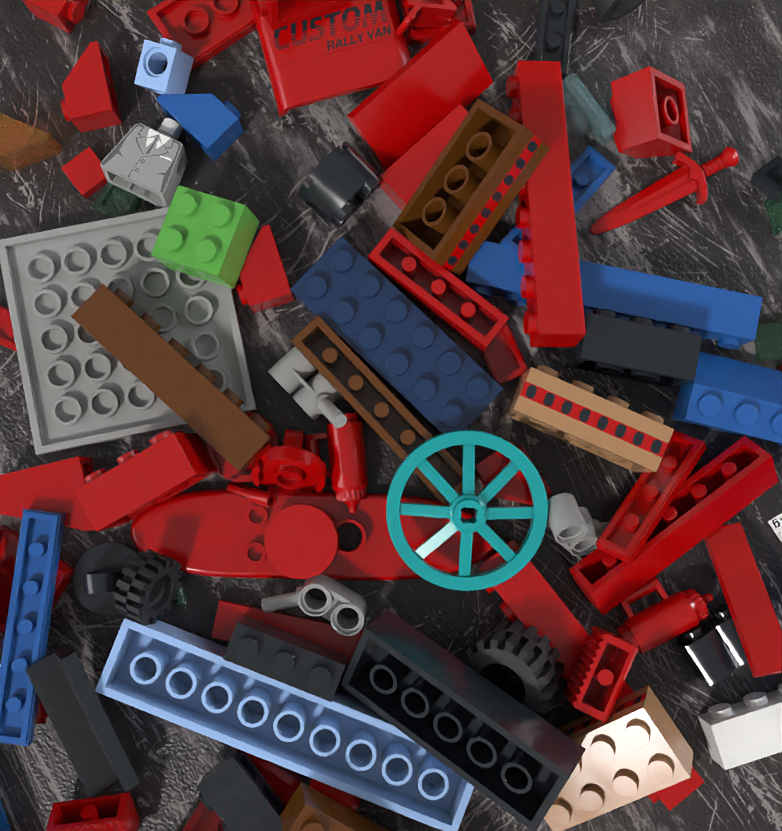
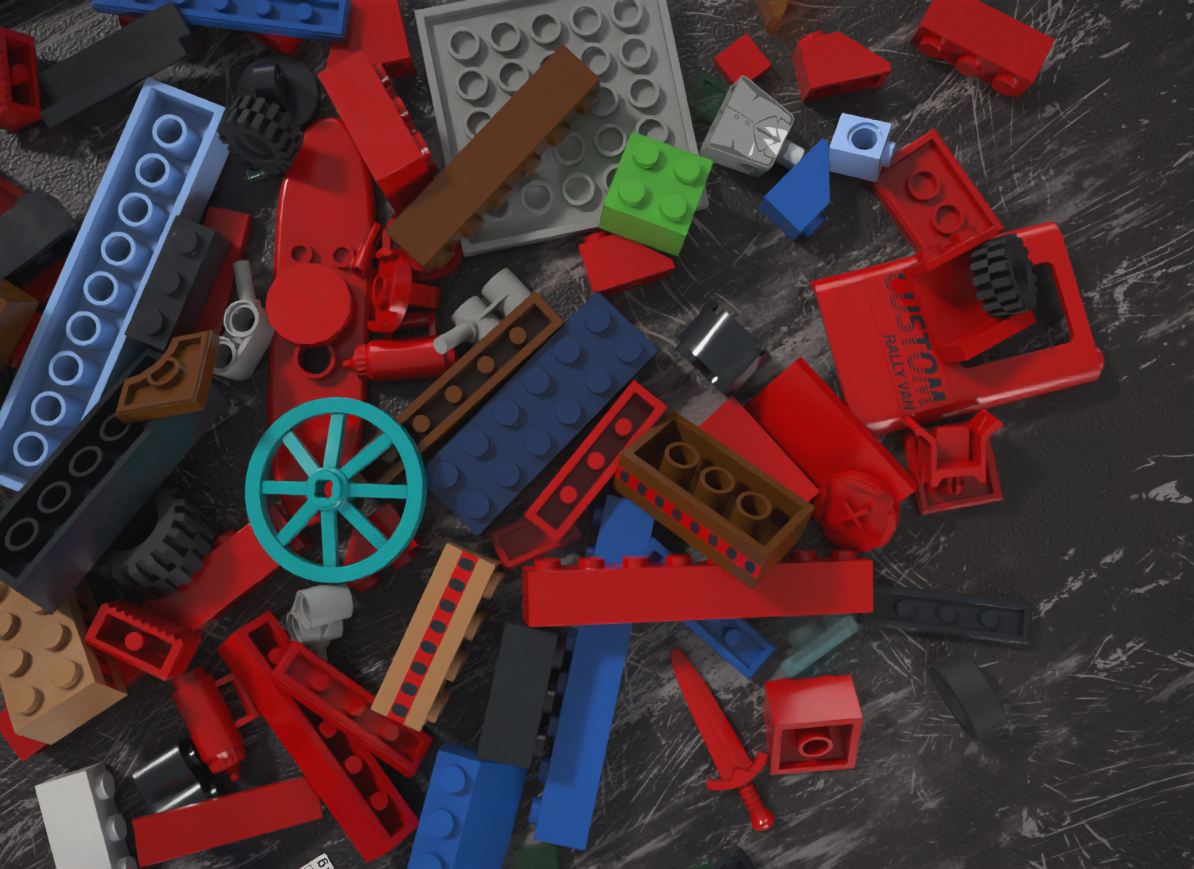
camera: 90 degrees right, 0 degrees up
(377, 651) = (174, 383): none -> reddish brown tile
(475, 72) = (856, 511): none -> red tile

